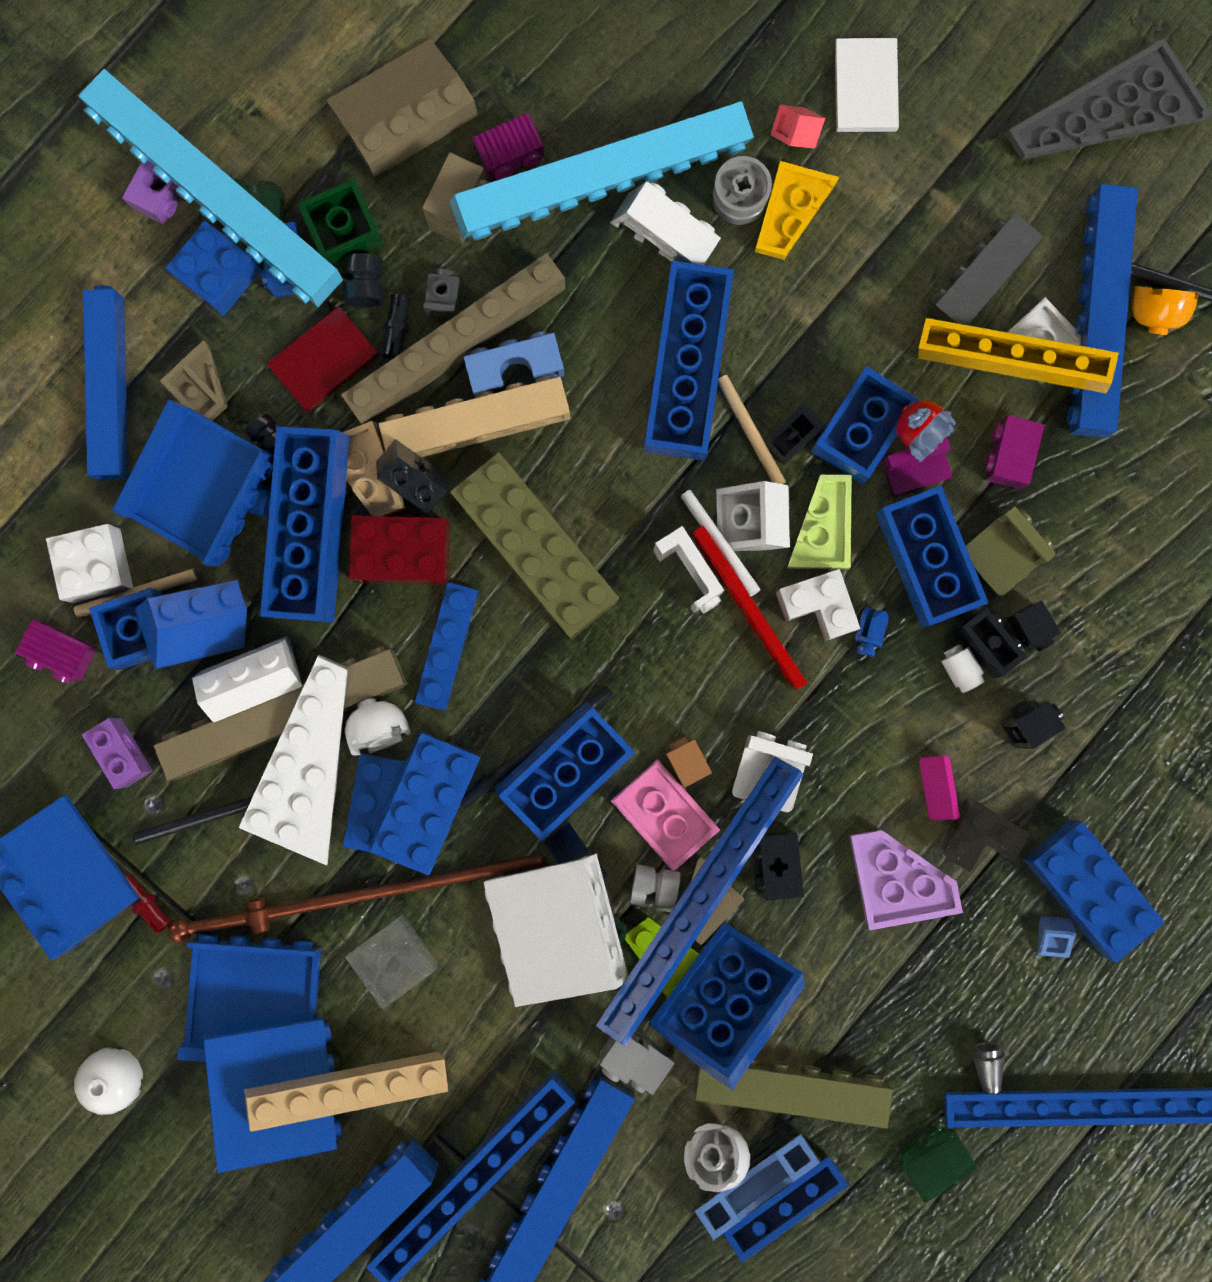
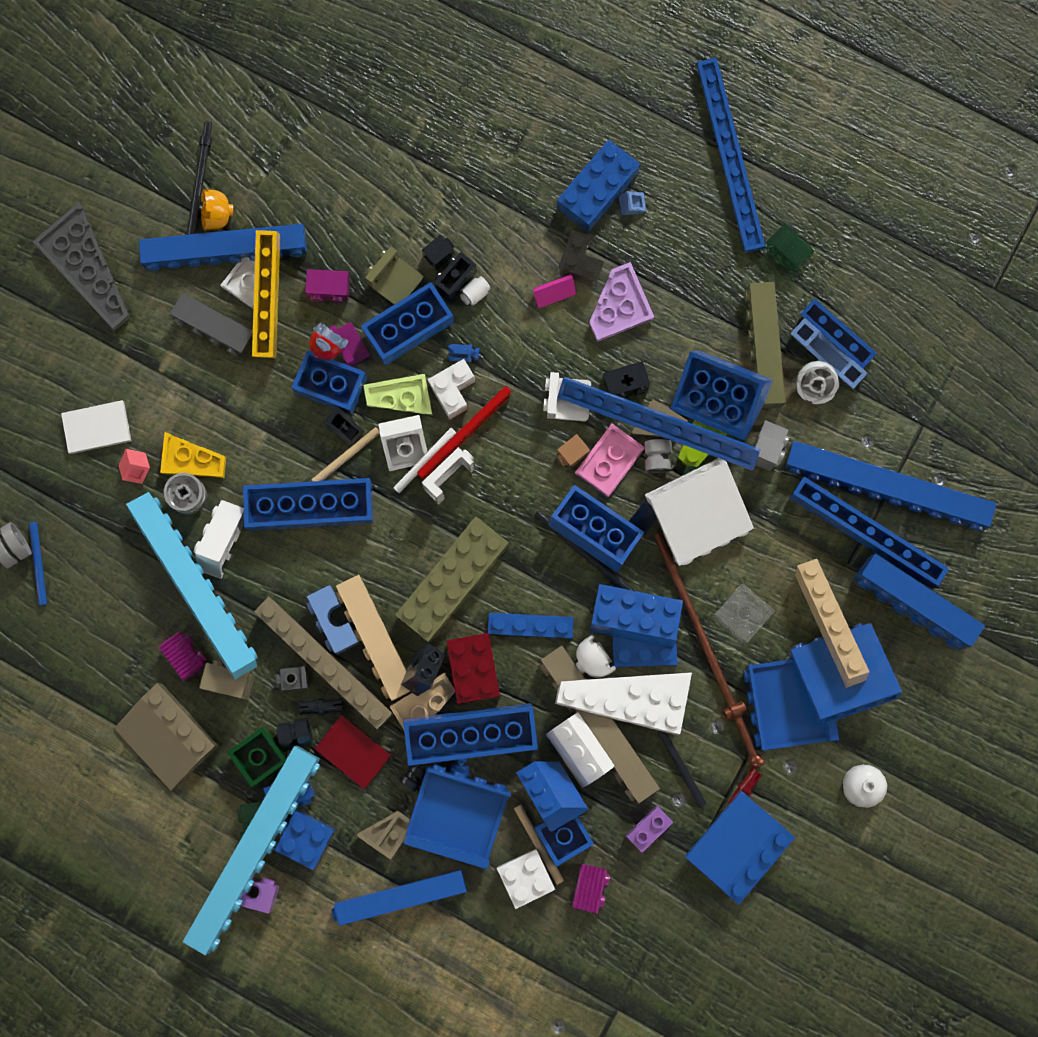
camera: 100 degrees left, 5 degrees down
(989, 1066) = (720, 228): flat silver cone -> none
(1032, 723) = (502, 241): black brick -> none

